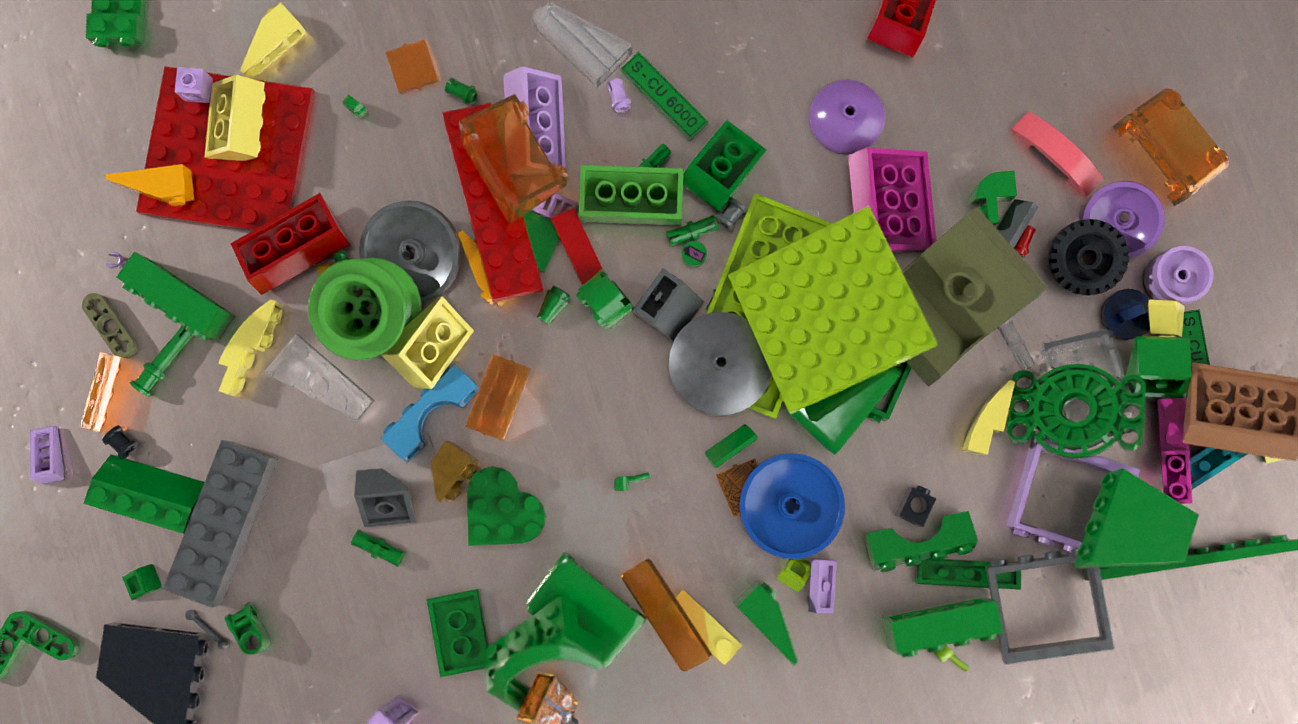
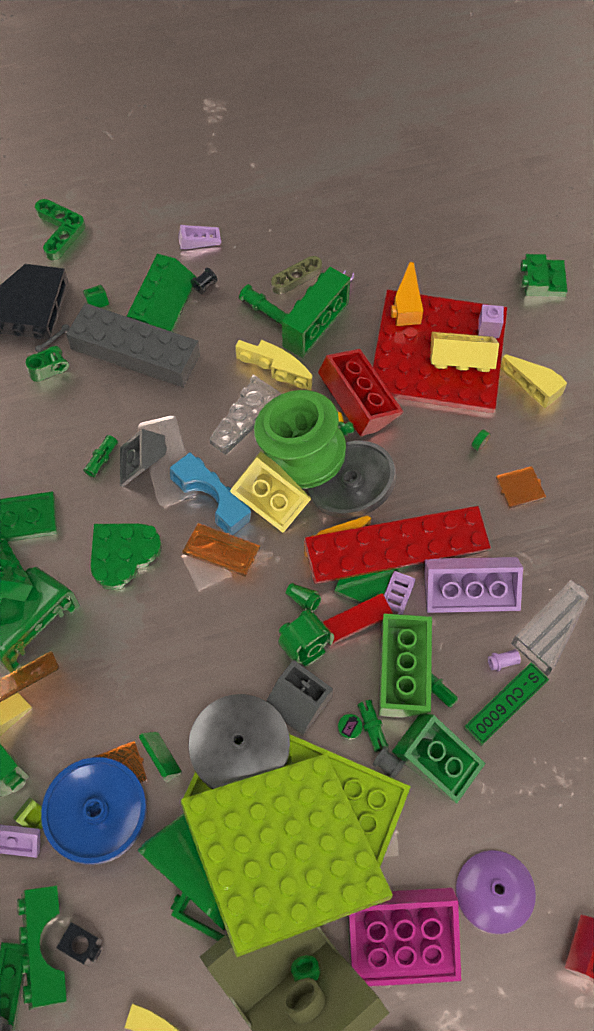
camera: 90 degrees right, 20 degrees down
(100, 392) = (244, 269): clear orange plate -> none
(450, 469) = (158, 506): pearl gold slope -> none
(467, 94) = (498, 527): green pin -> none
(510, 157) = (435, 552): clear orange windscreen -> none
(622, 483) = (136, 654): green hand -> none
(933, 288) = (305, 967): none -> green tile

